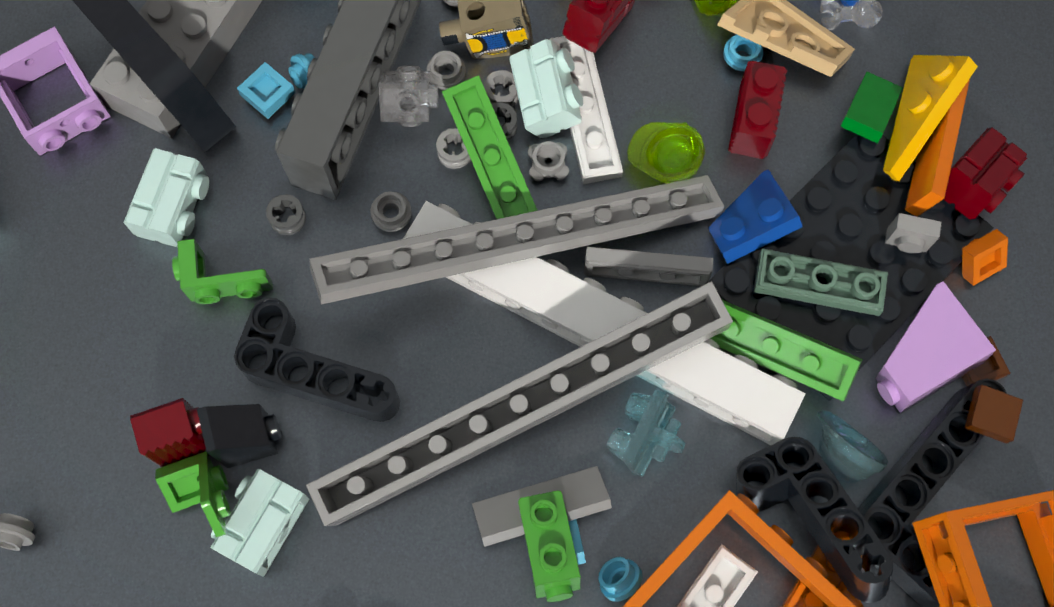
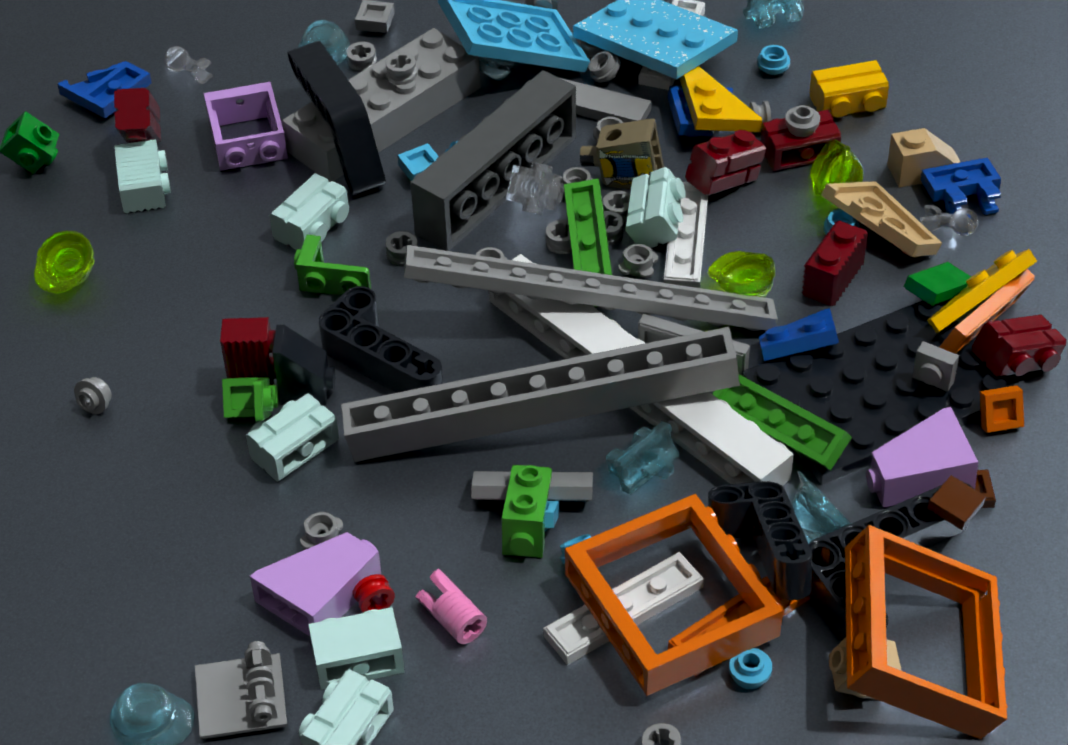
camera: 20 degrees right, 25 degrees down
(795, 279) = (841, 387): sand green tile -> none

